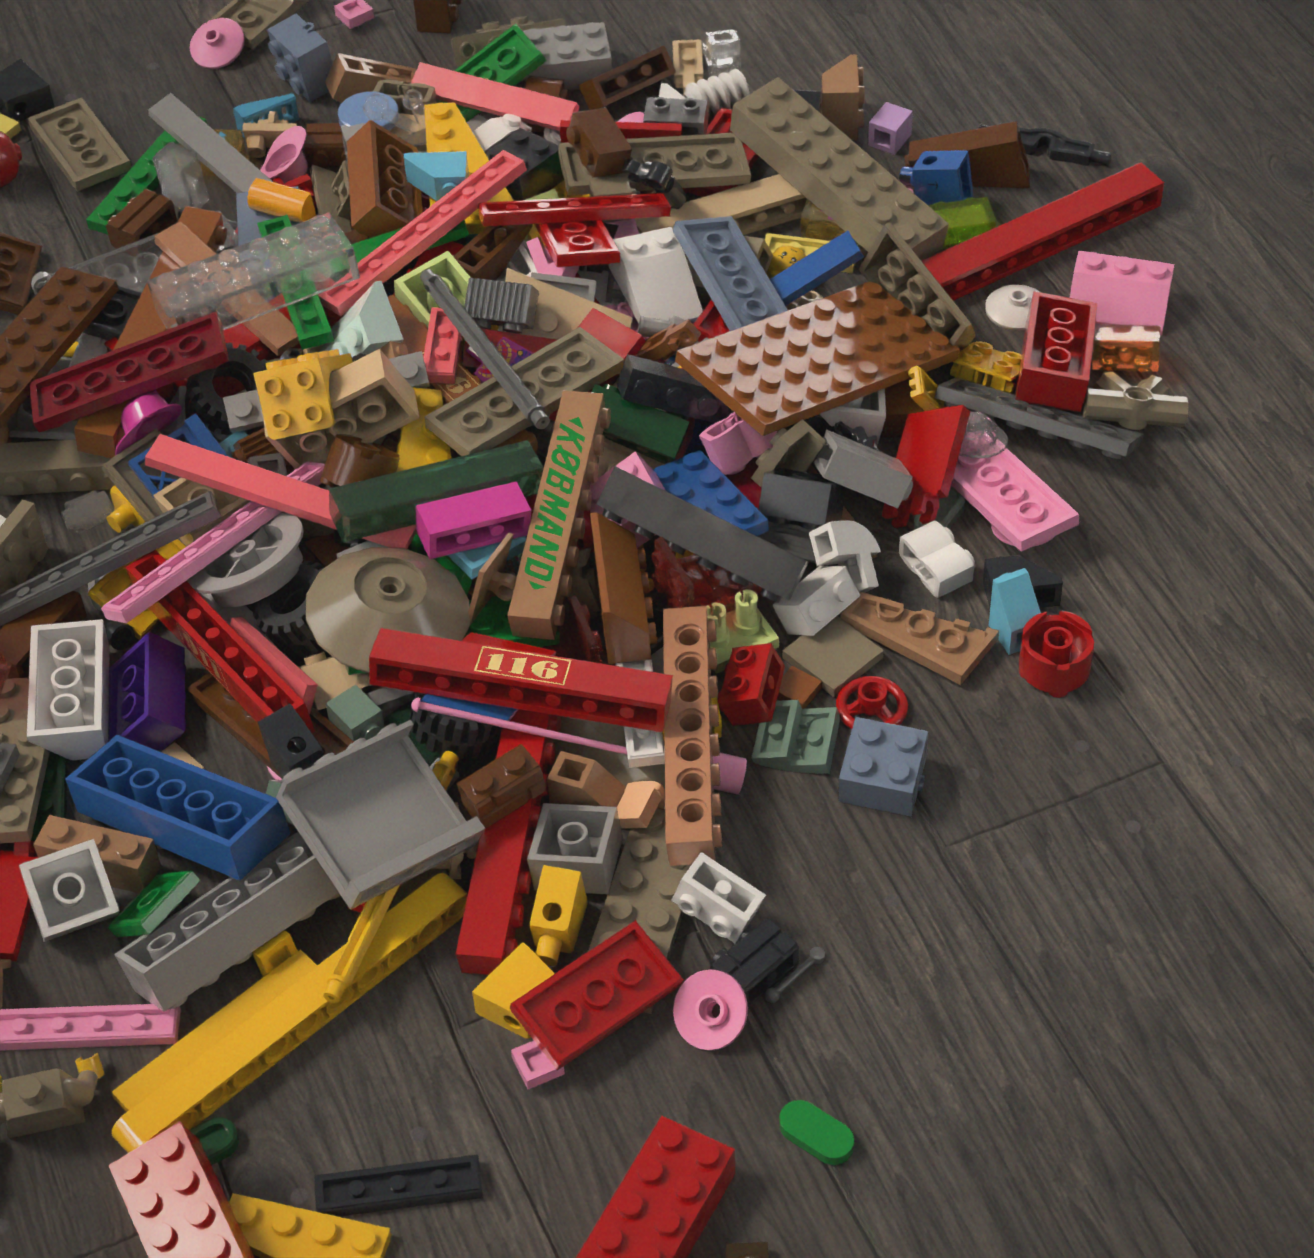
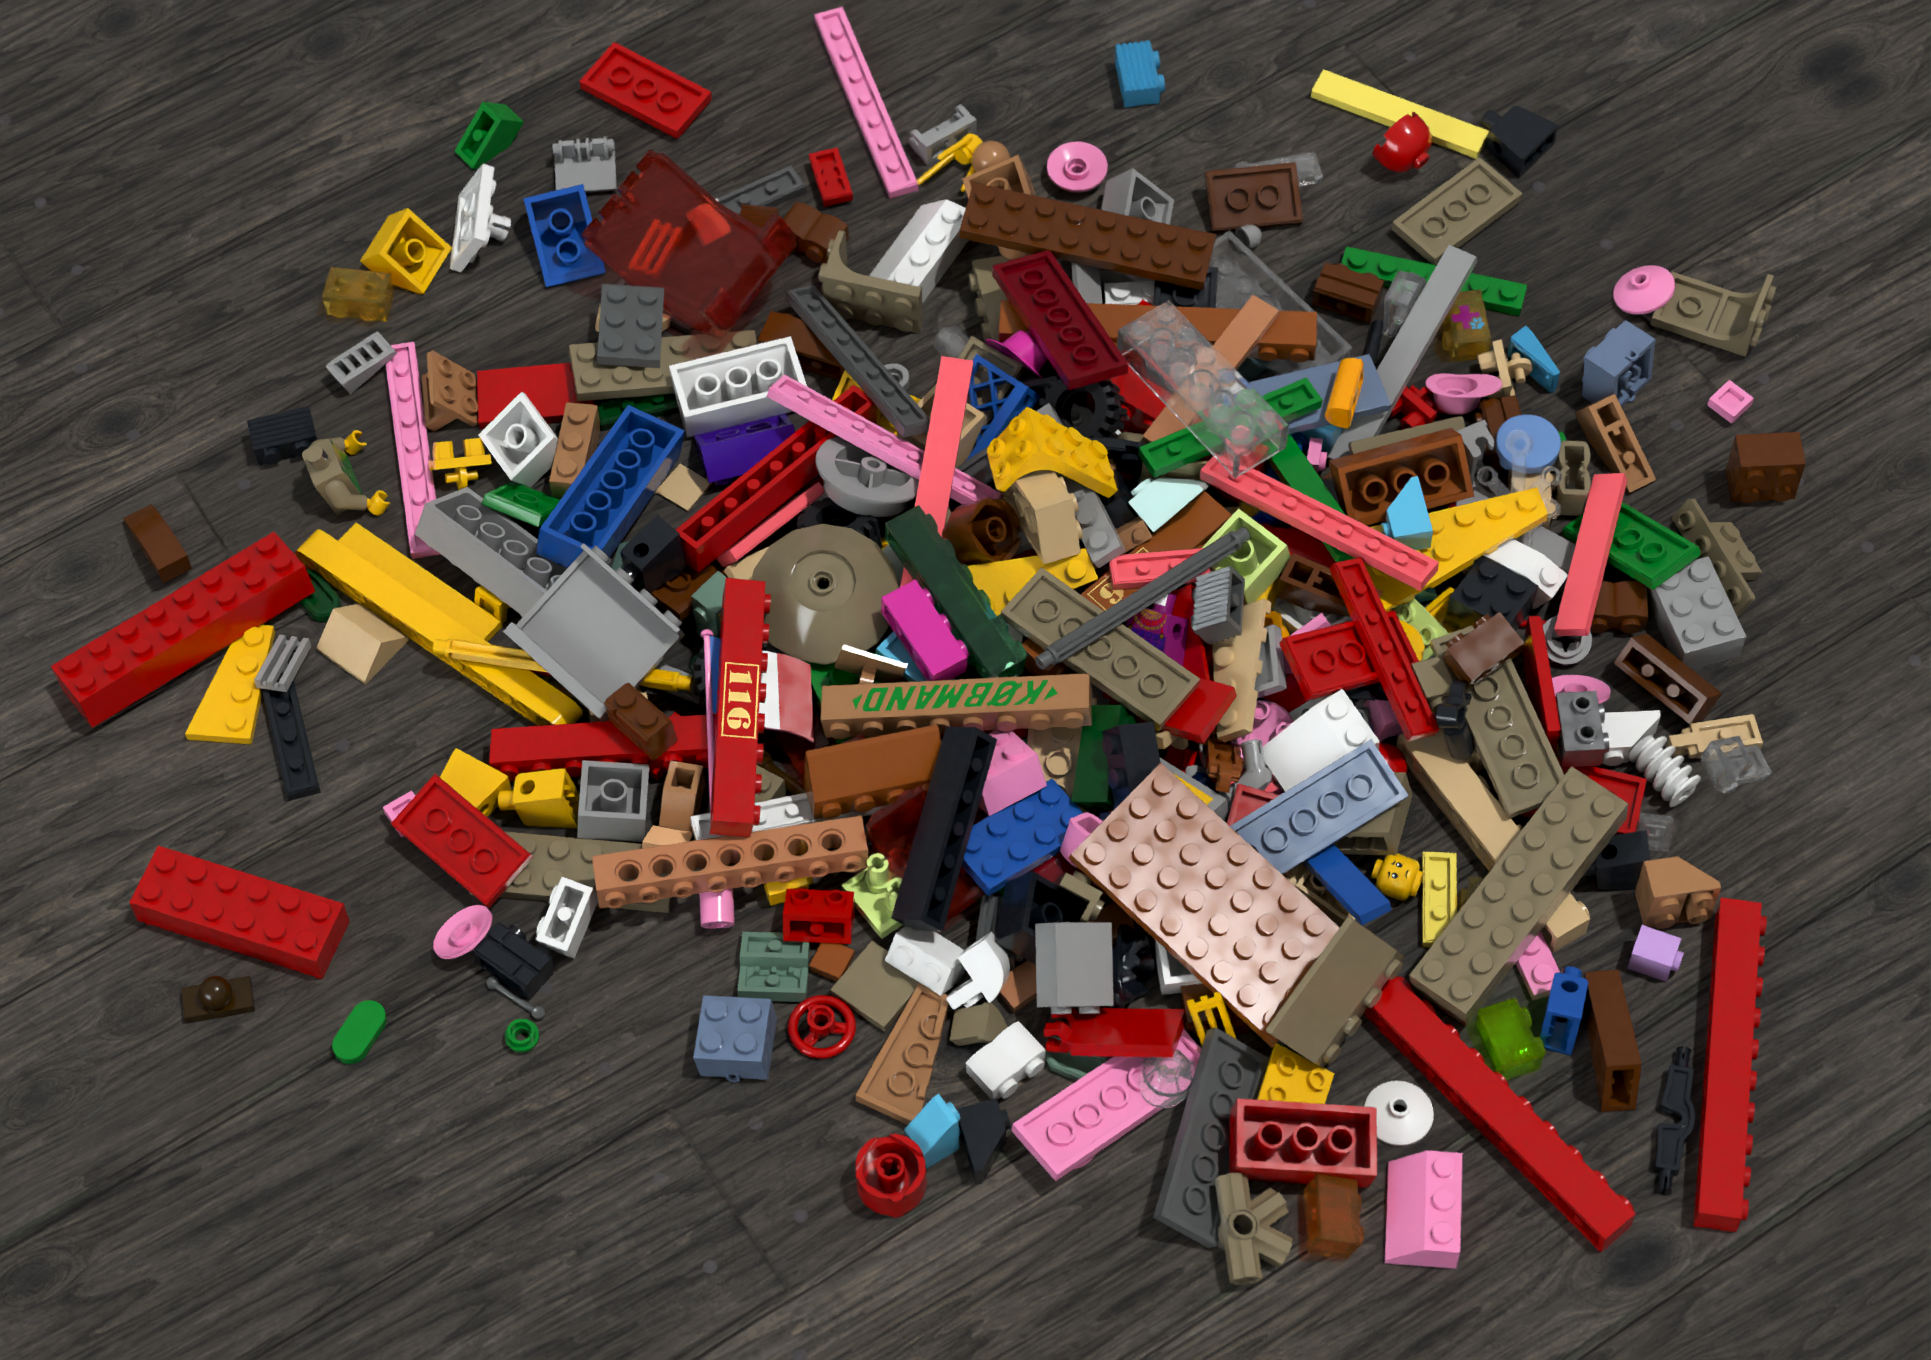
camera: 80 degrees right, 10 degrees up
(67, 968) = (473, 456): none -> yellow hips
(276, 1160) = (277, 663): none -> light grey tile
(285, 1100) = (359, 641): none -> tan slope
(845, 959) = (518, 1027): none -> green plate
(894, 576) = (977, 1024): none -> dark tan tile
(1004, 101) = (1728, 1066): none -> red brick

